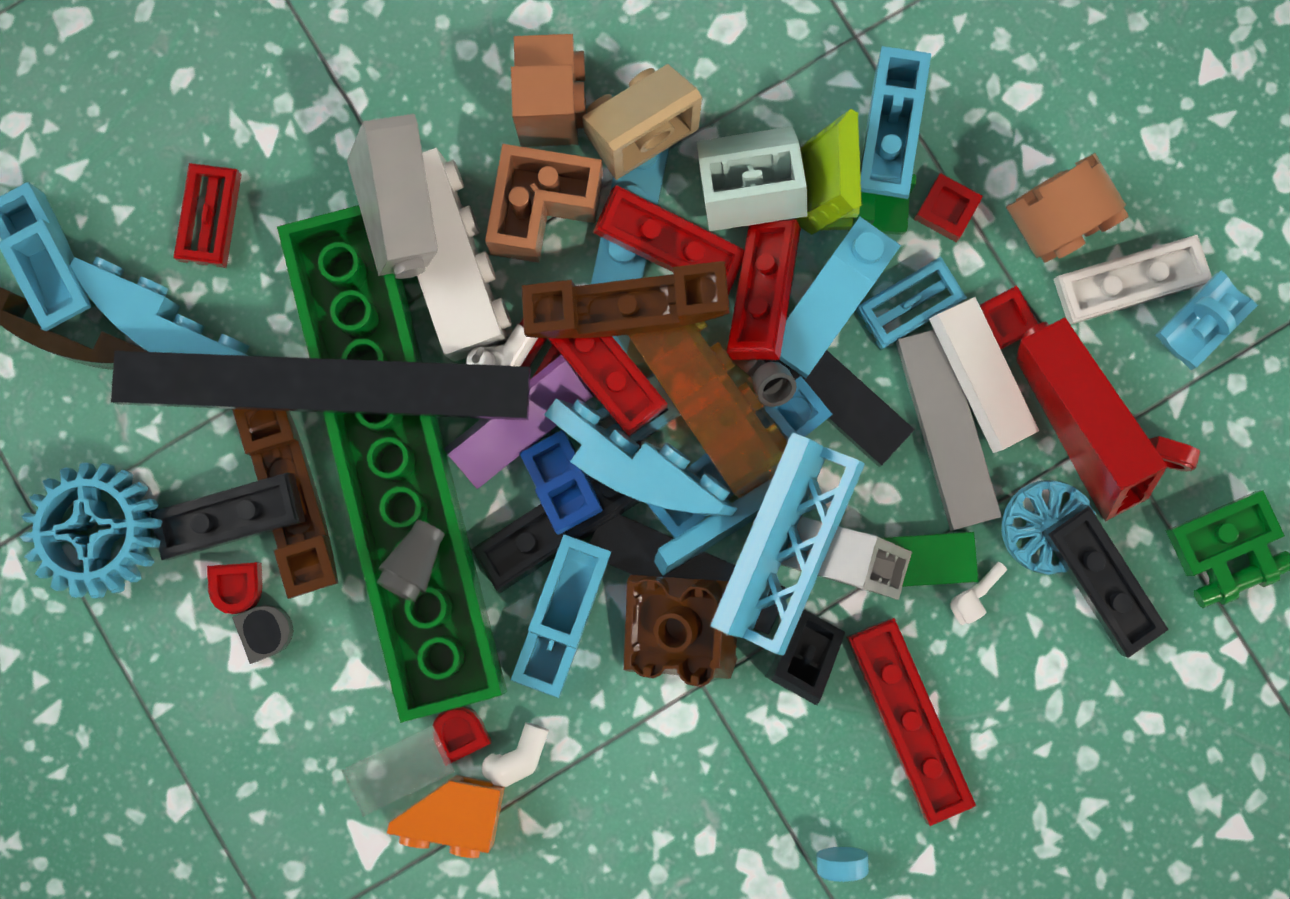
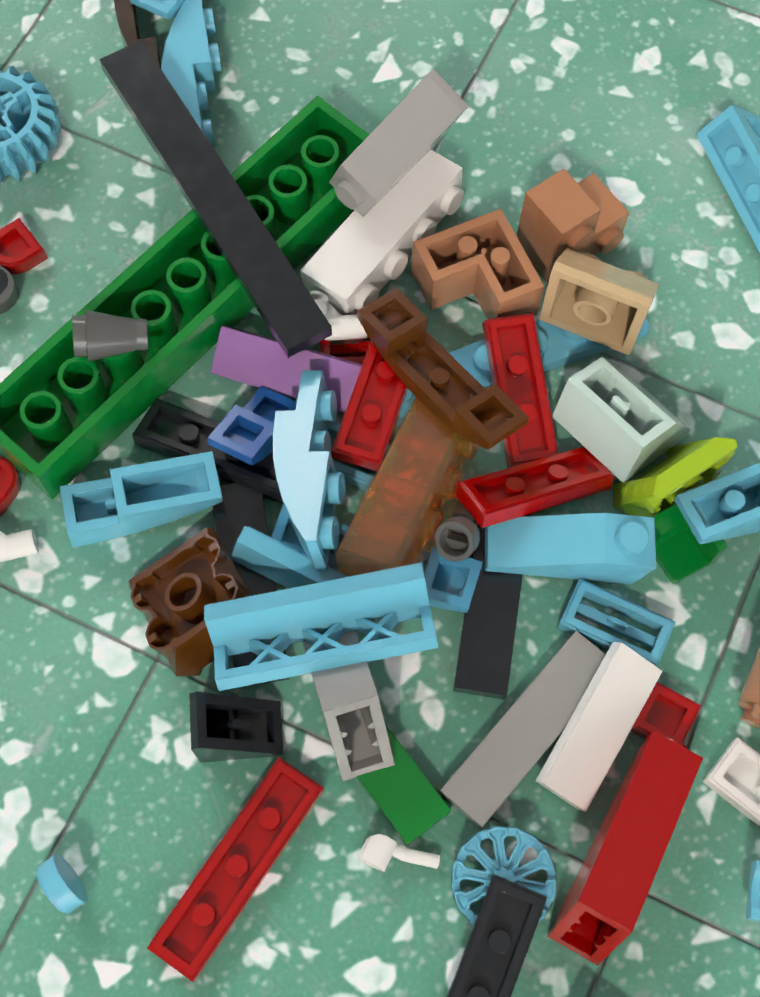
camera: 55 degrees right, 15 degrees down
(226, 216) = (300, 72): red tile -> none
(228, 516) = (69, 208): black tile -> none
(304, 548) = (113, 244): reddish brown slope -> none
(948, 207) = (723, 603): red tile -> none
(1176, 454) = (653, 953): red tile -> none

